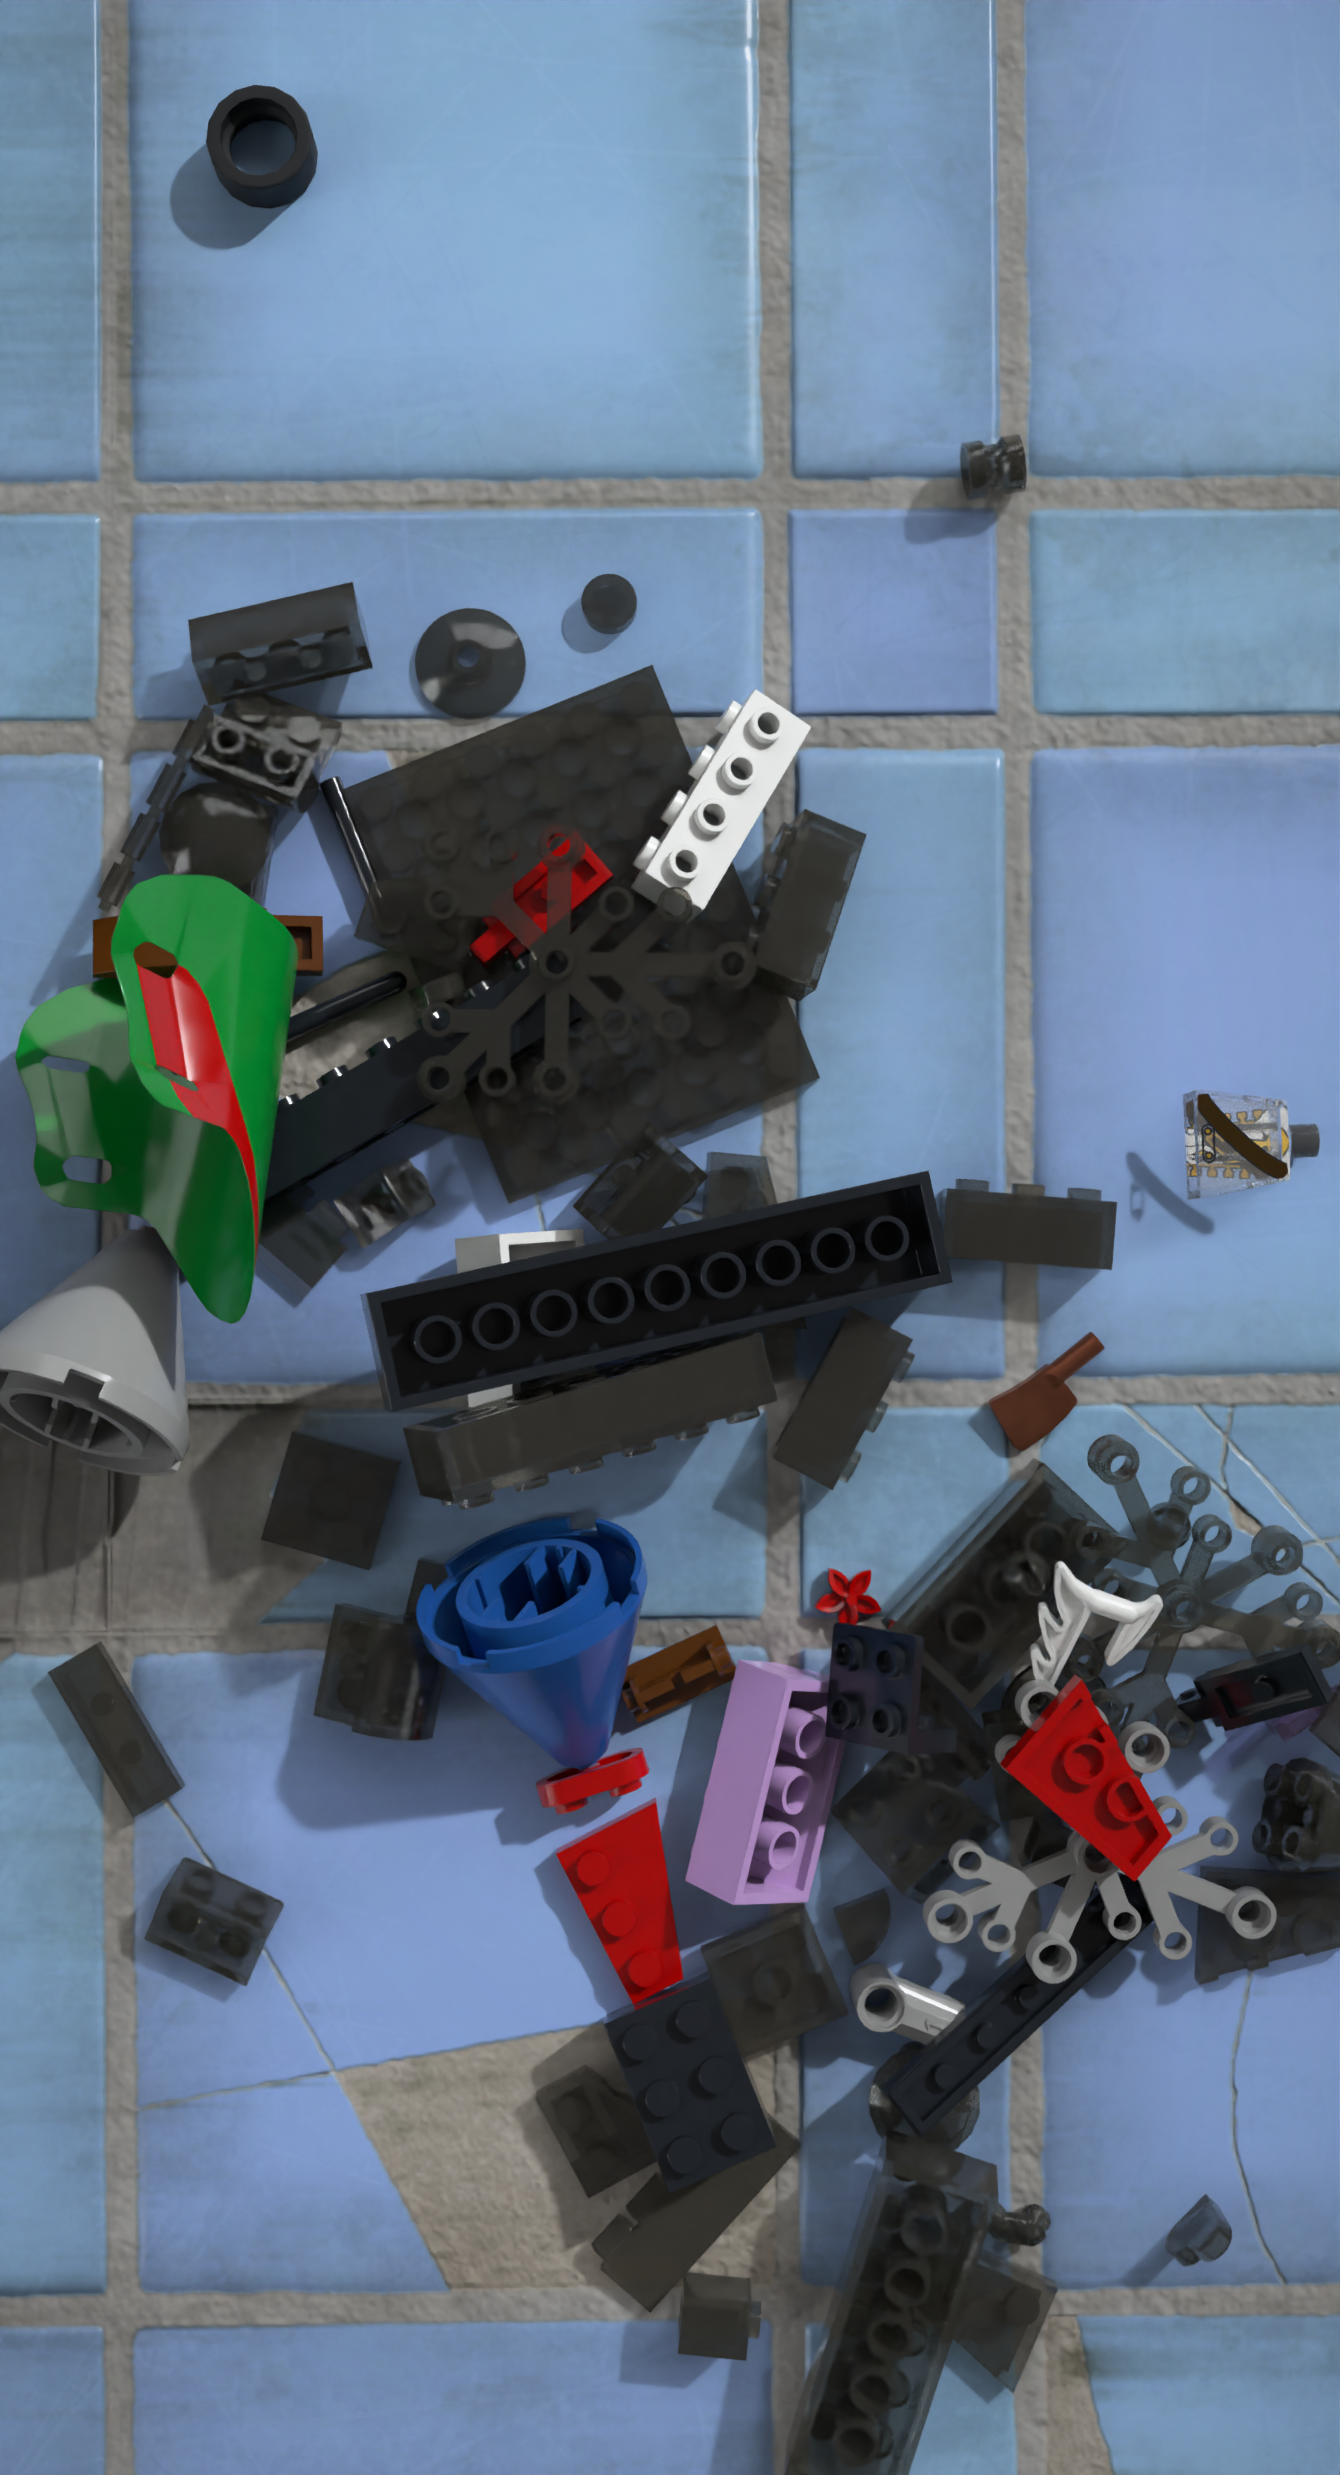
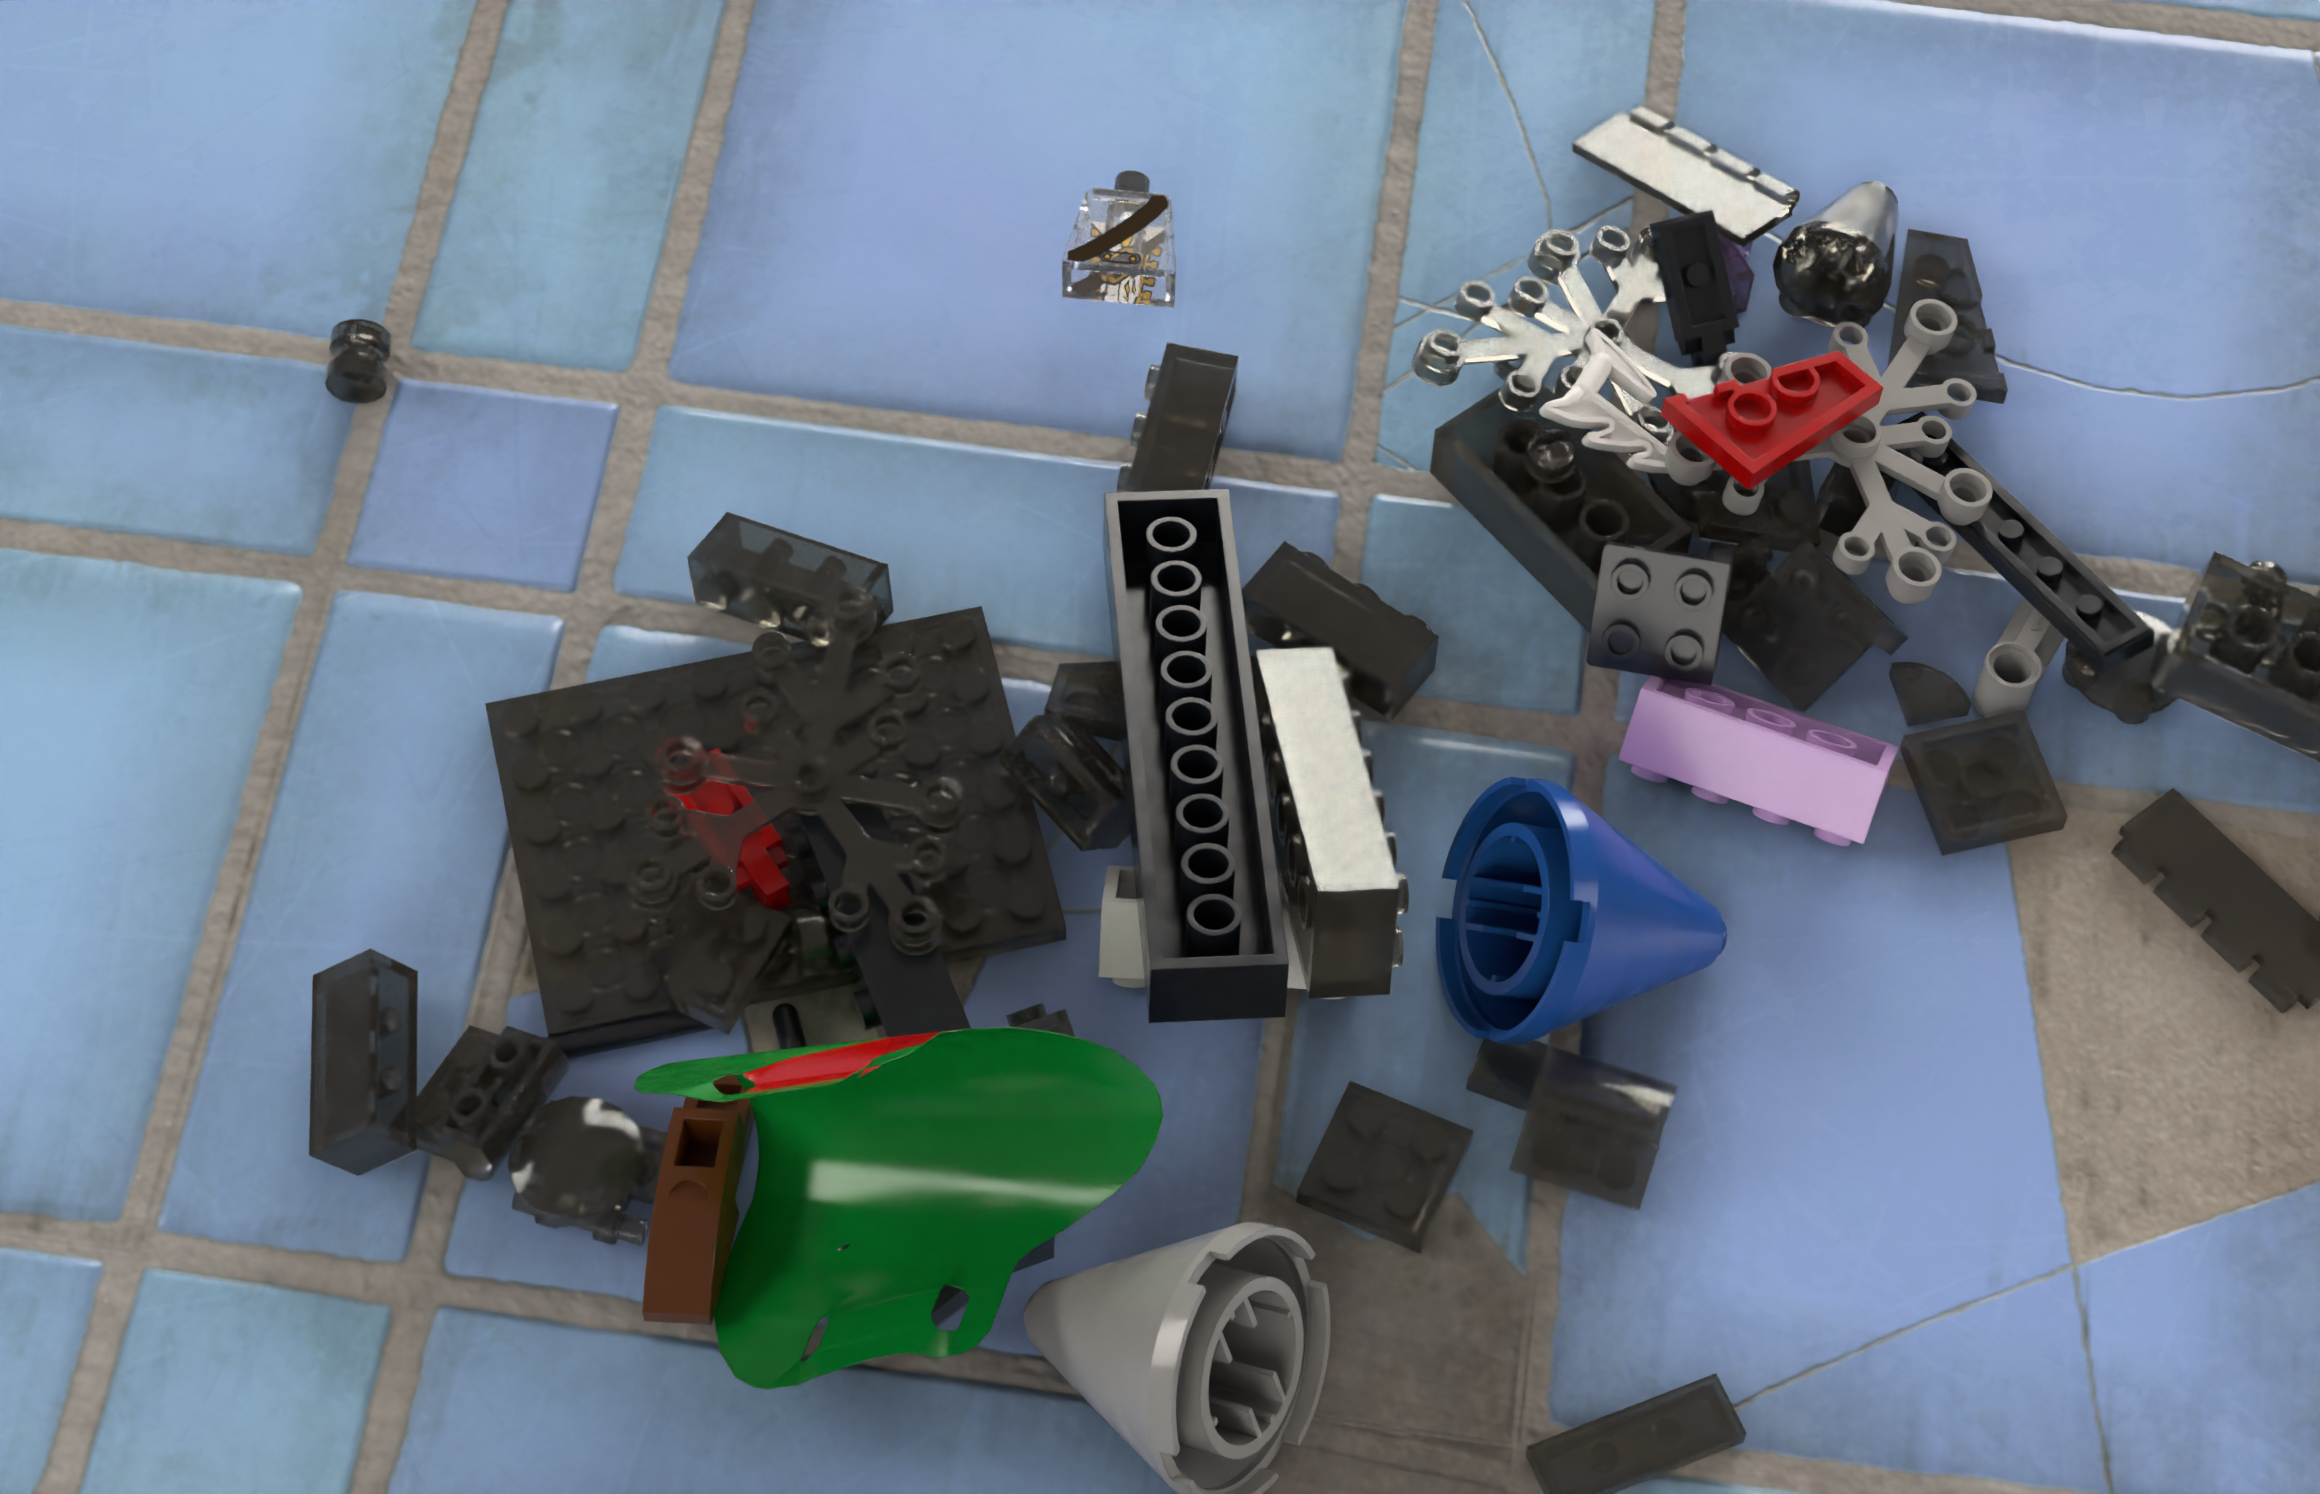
camera: 80 degrees left, 30 degrees down
(147, 825) = (521, 1216): clear smoke windscreen -> none
(214, 1920) = (1882, 1357): clear smoke bracket -> none
(473, 690) = (439, 915): clear smoke dish -> none
(570, 1787) = (1747, 950): red plate -> none
(595, 2129) = (2149, 982): clear smoke wing -> none
(609, 604) = (403, 743): clear smoke tile -> none
(627, 1897) = (1882, 921): red wing -> none
(677, 1674) = (1625, 805): reddish brown hinge -> none
(690, 2082) = (2088, 863): black brick -> none
(721, 804) = (658, 637): white brick -> none
(848, 1596) = (1562, 661): red plant -> none
(1043, 1399) = (1366, 455): copper piece -> none
(1199, 2234) = (2274, 426): clear smoke tile -> none

